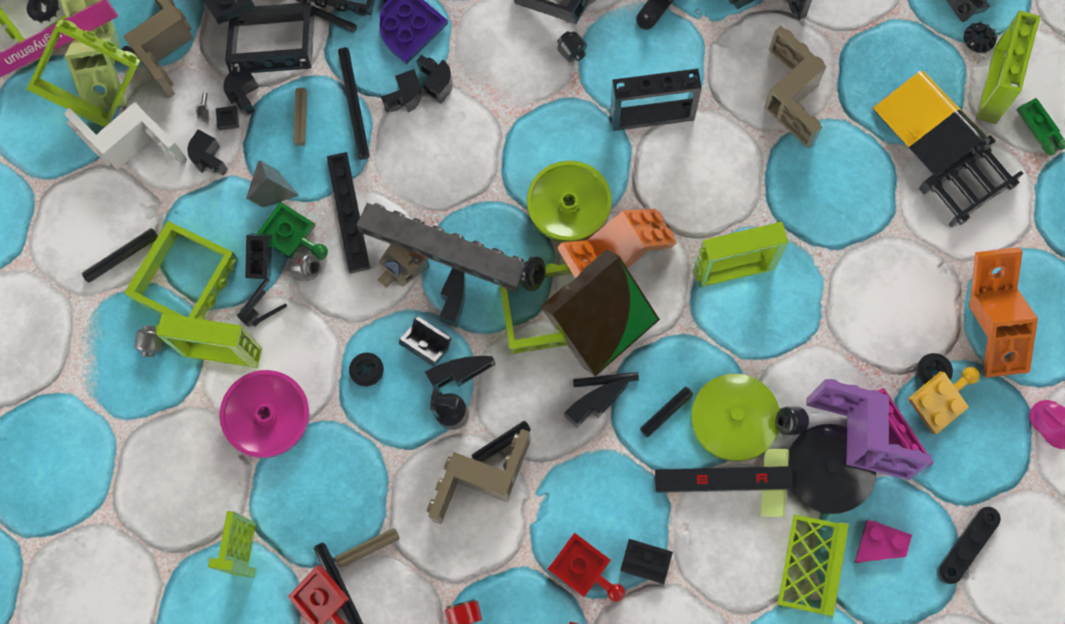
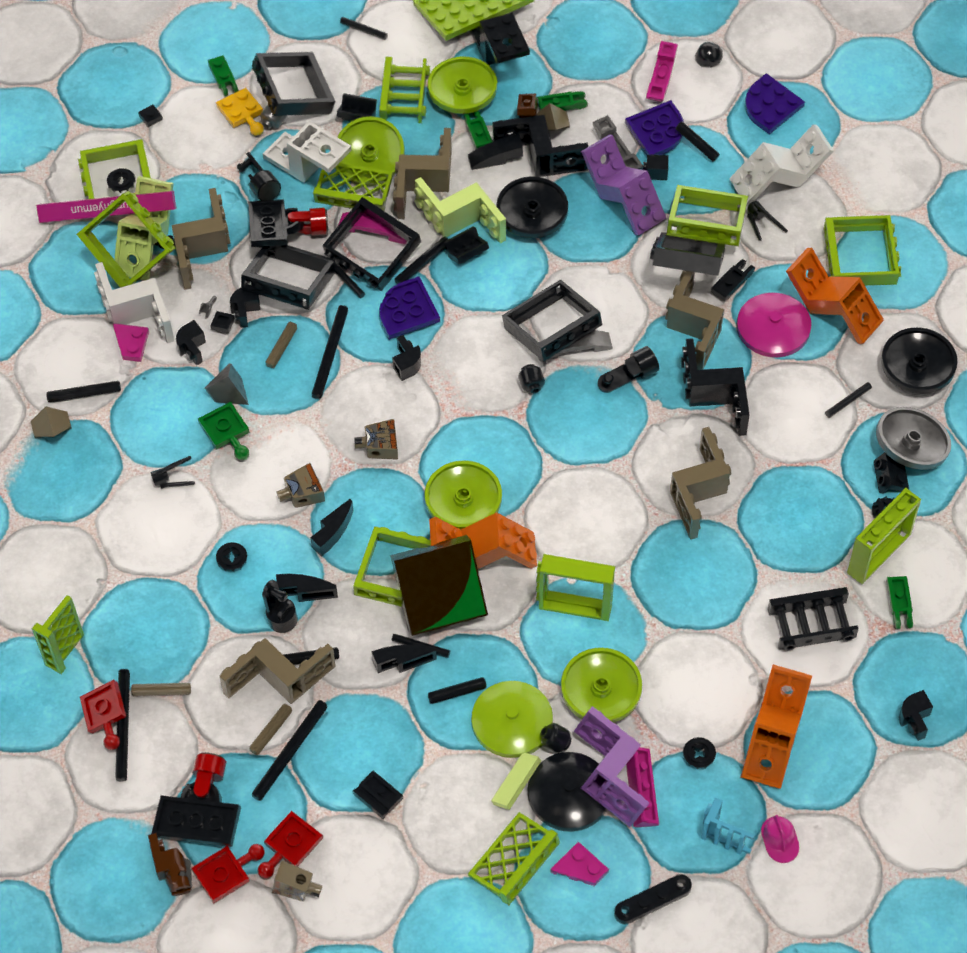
camera: 20 degrees right, 15 degrees down
(103, 306) = (50, 422): none -> dark tan slope
(142, 178) = (131, 341): none -> dark pink wing
(148, 341) = (73, 463): flat silver head -> none
(155, 258) = (108, 405): lime window -> none
(209, 340) = (139, 500): lime window -> none
(258, 256) = (191, 433): black brick -> none
(264, 414) = (133, 553): dark pink dish -> none
(304, 267) = (223, 458): flat silver head -> none
(348, 212) = (281, 433): black tile -> none
(407, 95) = (377, 363): black brick -> none
(426, 341) = (290, 554): black bracket -> none
(441, 246) = (340, 485): flat silver brick -> none
(454, 178) = (379, 440): none -> torso
(501, 540) = (270, 729): none -> dark tan axle
(532, 554) = (289, 750): none -> black axle
(533, 279) = (402, 540): black gear -> none
(581, 566) = (323, 776): red plate -> none
(653, 86) = (569, 457): black window -> none
(723, 479) = (474, 758): black tile -> none
(808, 344) = (601, 680): none -> lime dish
(931, 124) = (800, 557): door -> none
(940, 401) = (690, 778): yellow plate -> none
(990, 442) = (713, 827): none -> medium azure plate

